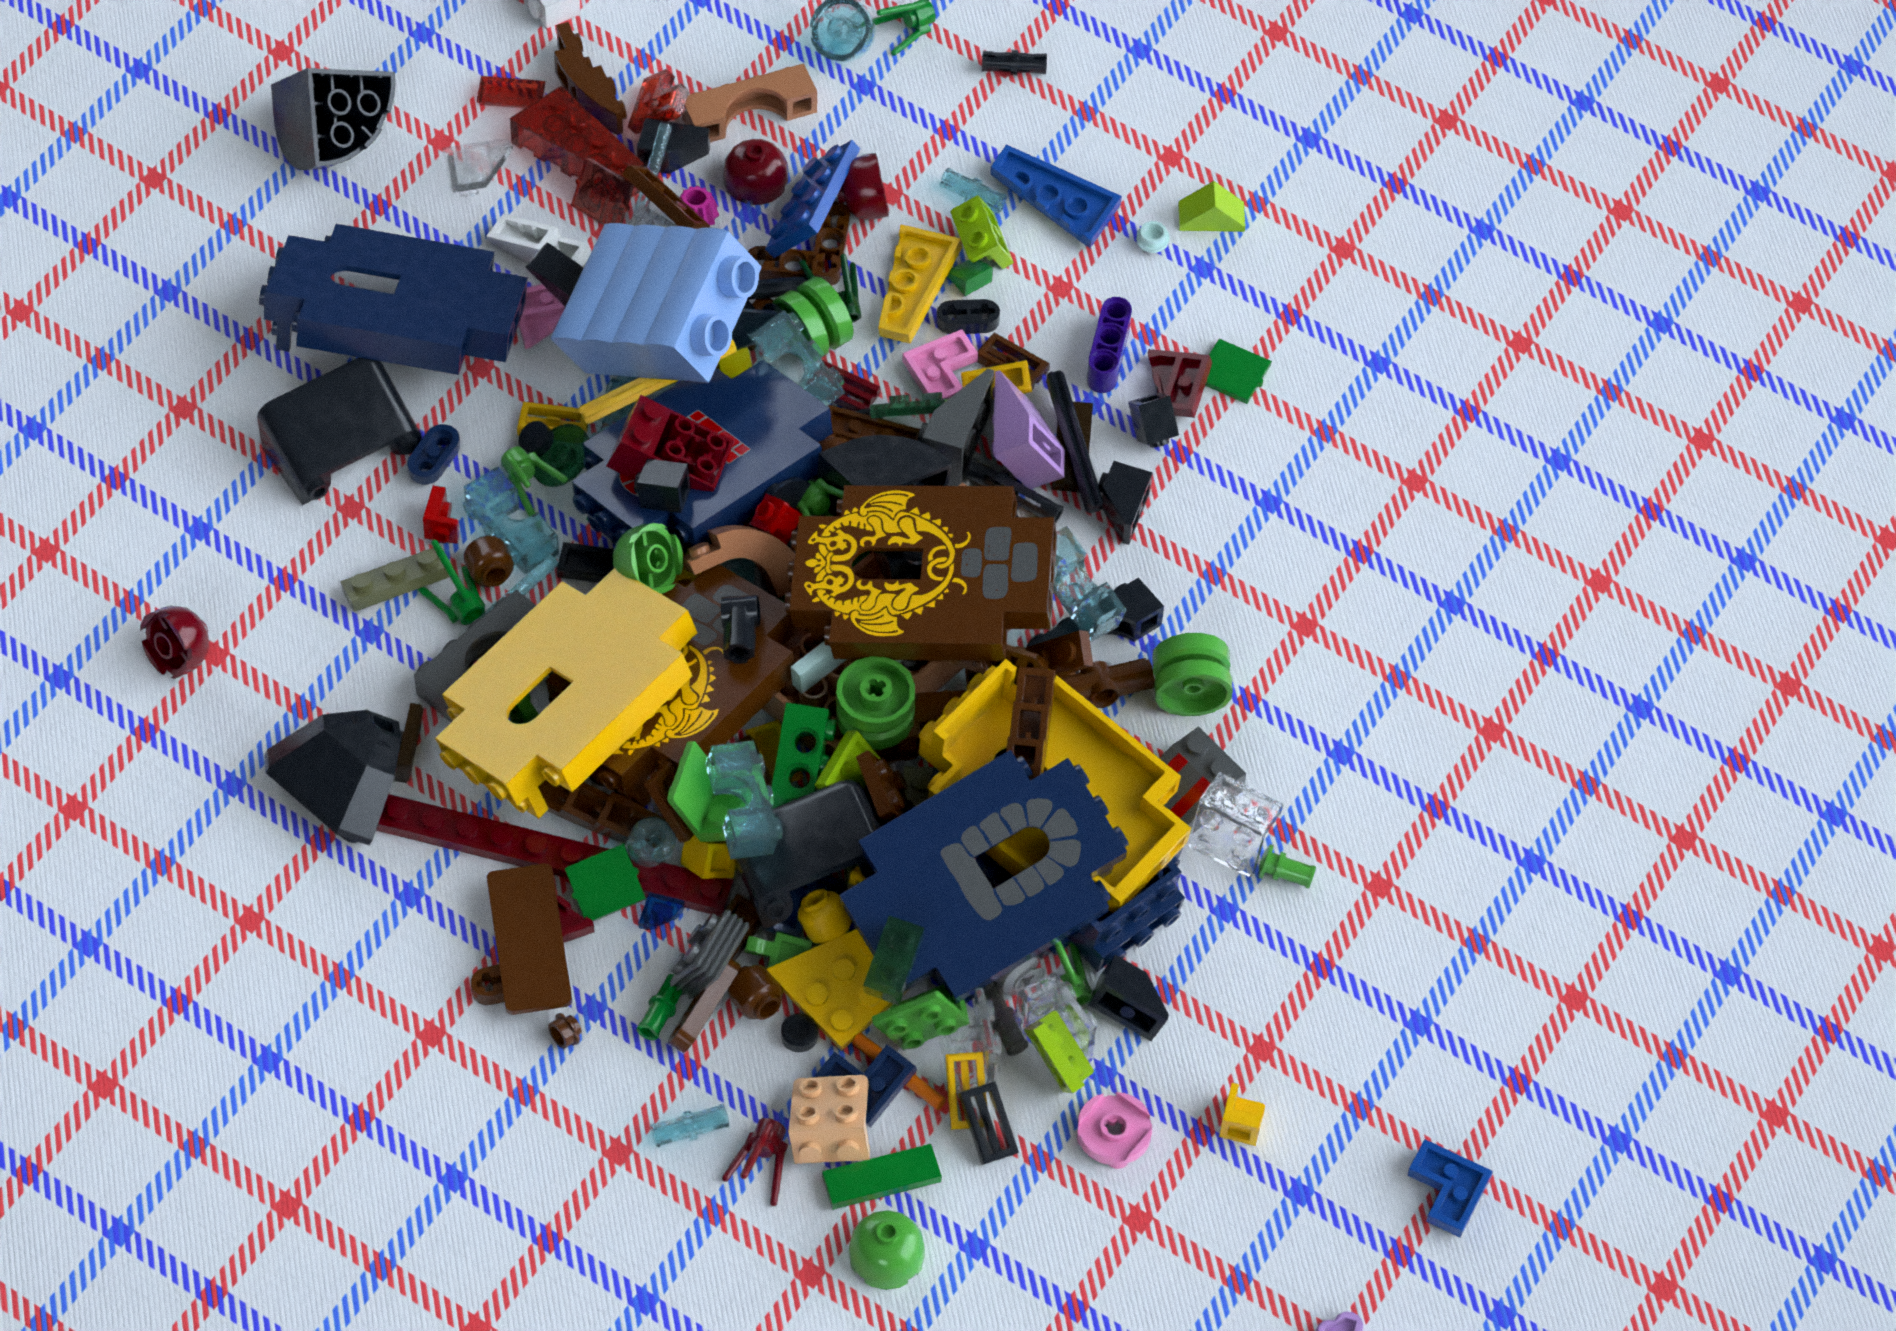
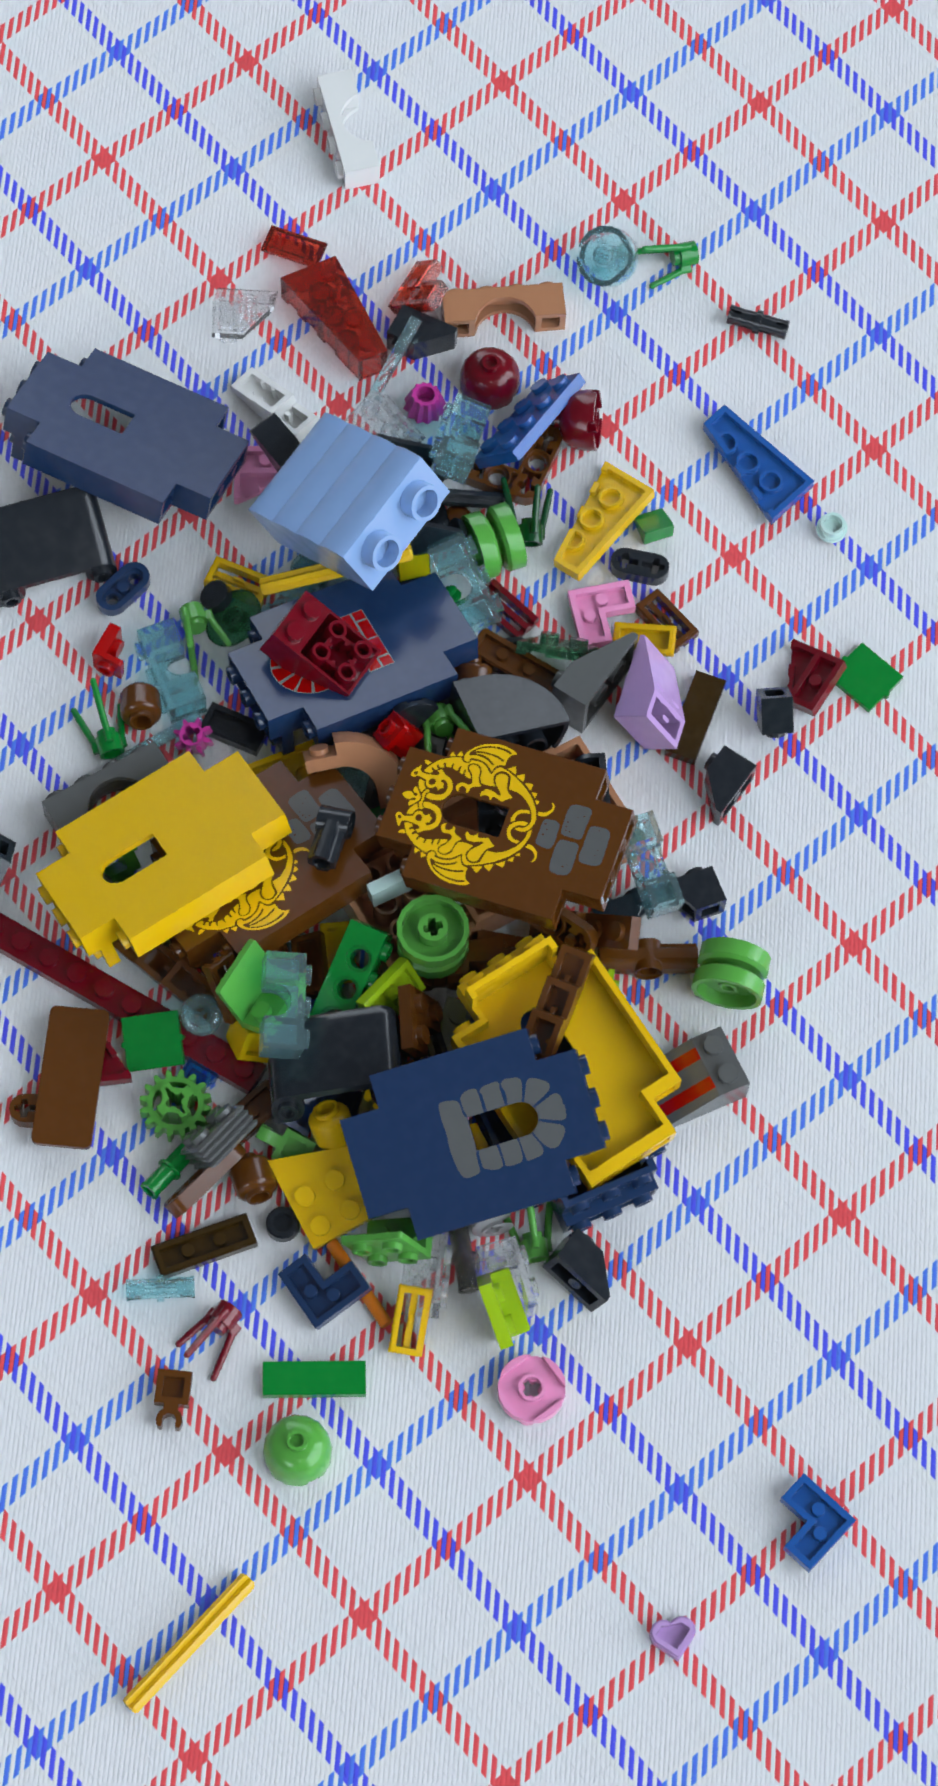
camera: 15 degrees right, 10 degrees up
(330, 114) = (123, 238): black brick -> none
(393, 579) = (53, 701): olive plate -> none
(409, 742) = (21, 862): dark brown plate -> none
(553, 570) = (185, 741): none -> dark pink gear
(565, 1030) = (79, 1170): reddish brown plate -> none
(586, 82) = (362, 255): reddish brown slope -> none
(602, 193) = (343, 370): clear red piece -> none
(649, 556) = (270, 749): bright green cylinder -> none
(649, 941) = (185, 1097): none -> bright green gear
(663, 485) = (302, 682): black brick -> none
(664, 197) = (396, 393): reddish brown tile -> none
(723, 1073) = (204, 1246): none -> dark brown tile
(736, 1226) = (172, 1393): none -> reddish brown plate
(746, 219) = (458, 438): none -> clear light blue arch
(829, 1119) = (281, 1315): light nougat bracket -> none
(894, 960) = (369, 1195): clear green brick -> none
(970, 188) = (681, 442): clear light blue pin -> none
(974, 1126) = (418, 1326): black tile -> none
(979, 473) = (618, 740): black pin -> none
(981, 232) = (674, 488): lime bracket -> none
(1074, 441) = (696, 716): black axle -> none
(1109, 344) = (759, 613): dark purple beam -> none
(1211, 210) = (894, 513): lime slope -> none
(1233, 823) = (724, 1127): clear bracket -> none
(1241, 1118) = (648, 1407): yellow panel -> none
(1280, 866) = (760, 1179): bright green pin -> none

